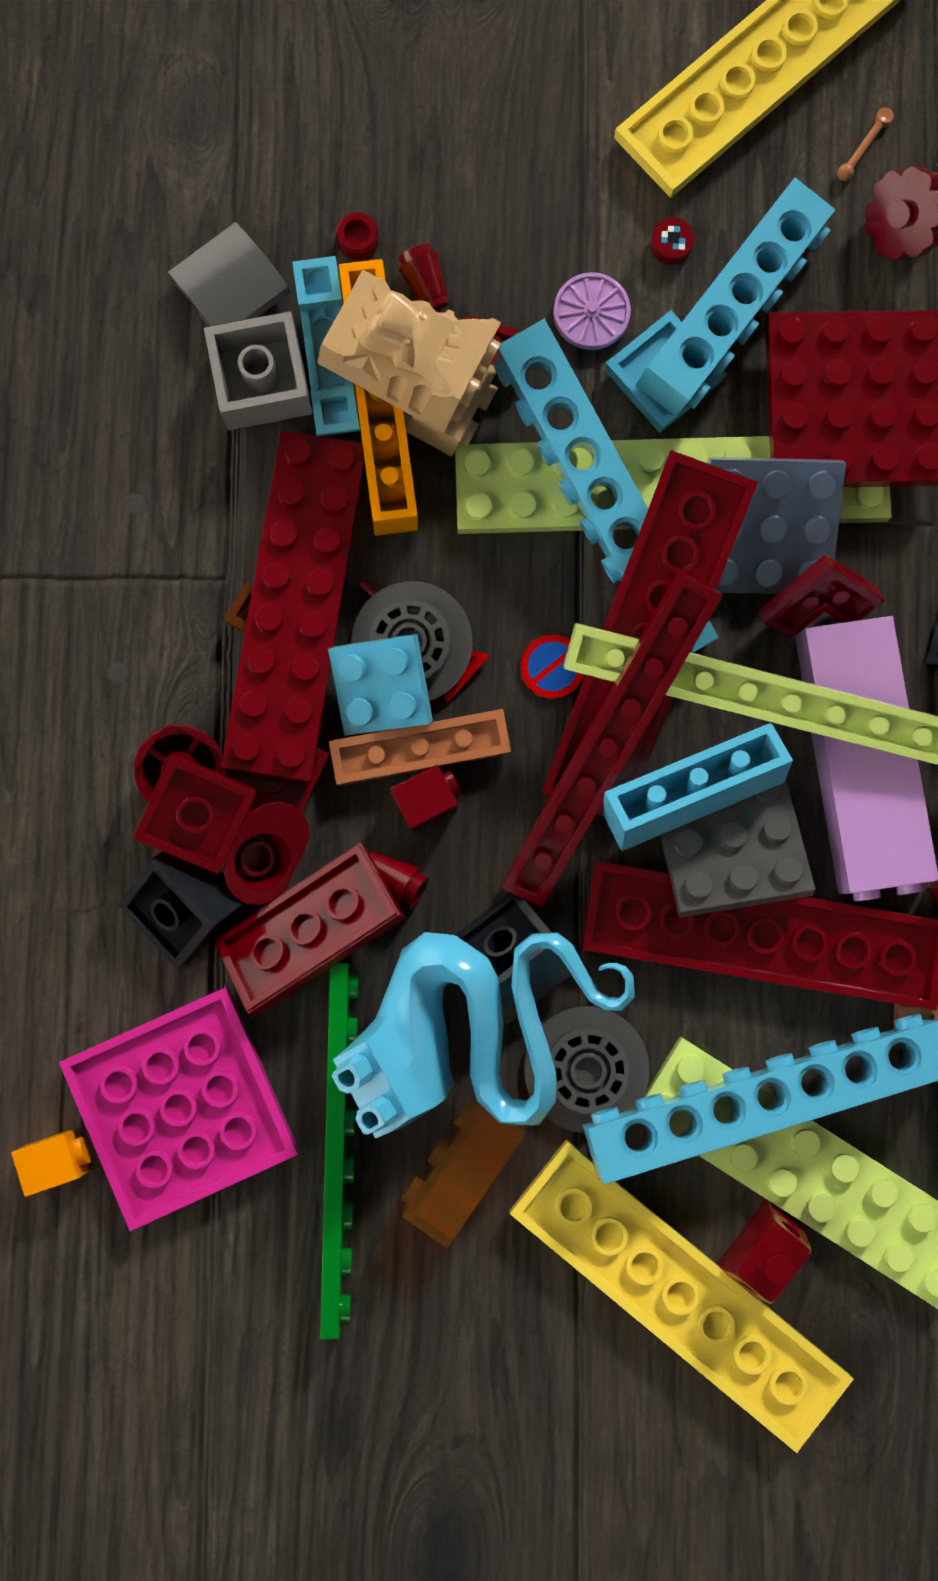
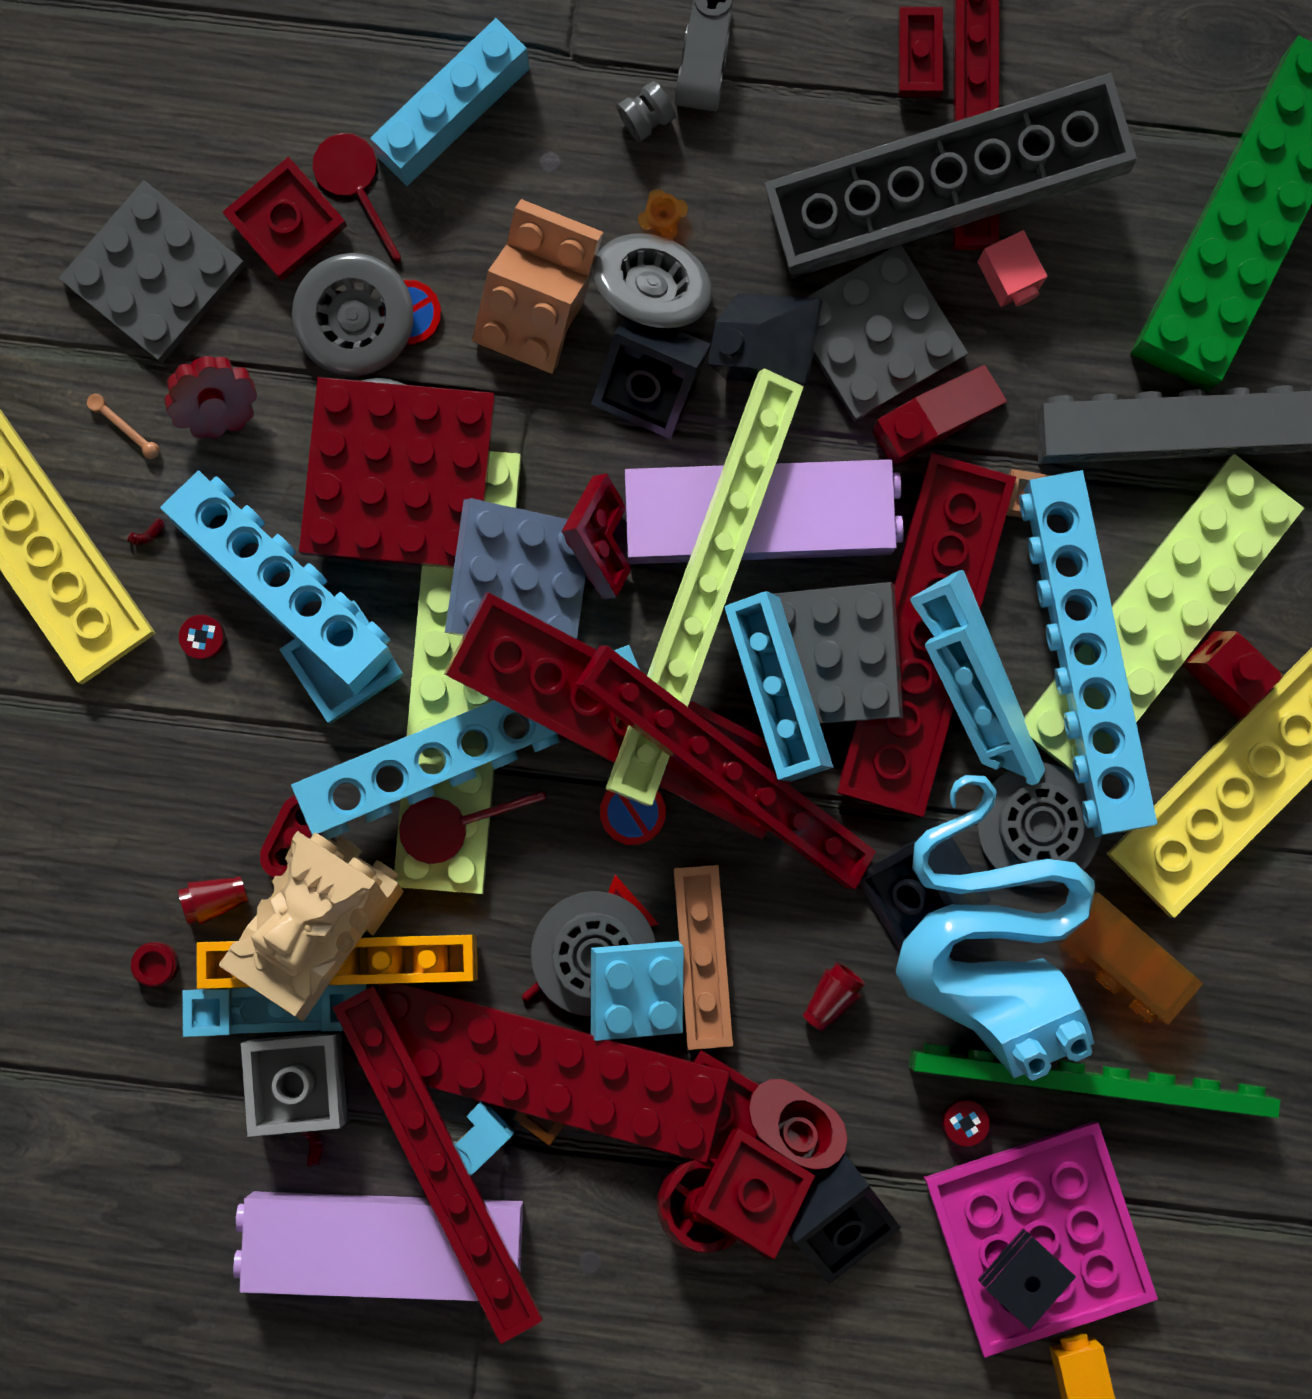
camera: 80 degrees left, 0 degrees up
(113, 472) = (356, 1246): none -> lavender brick
(136, 1094) = (1026, 1278): none -> black piece
(194, 509) = (438, 1165): none -> dark red plate
(210, 400) = (310, 1137): none -> dark red leg
(215, 549) = (484, 1138): none -> medium azure leg
(229, 279) = (189, 1105): dark grey slope -> none
(285, 1023) = (965, 1122): none -> dark red tile
(308, 929) = (877, 1090): dark red tile -> none
(426, 796) = (755, 955): dark red brick -> none
(515, 476) = (436, 828): none -> dark red piece
(591, 311) = (266, 729): lavender wheel -> none
(728, 988) = (976, 677): none -> medium azure wedge
(760, 170) = (153, 529): none -> dark red leg

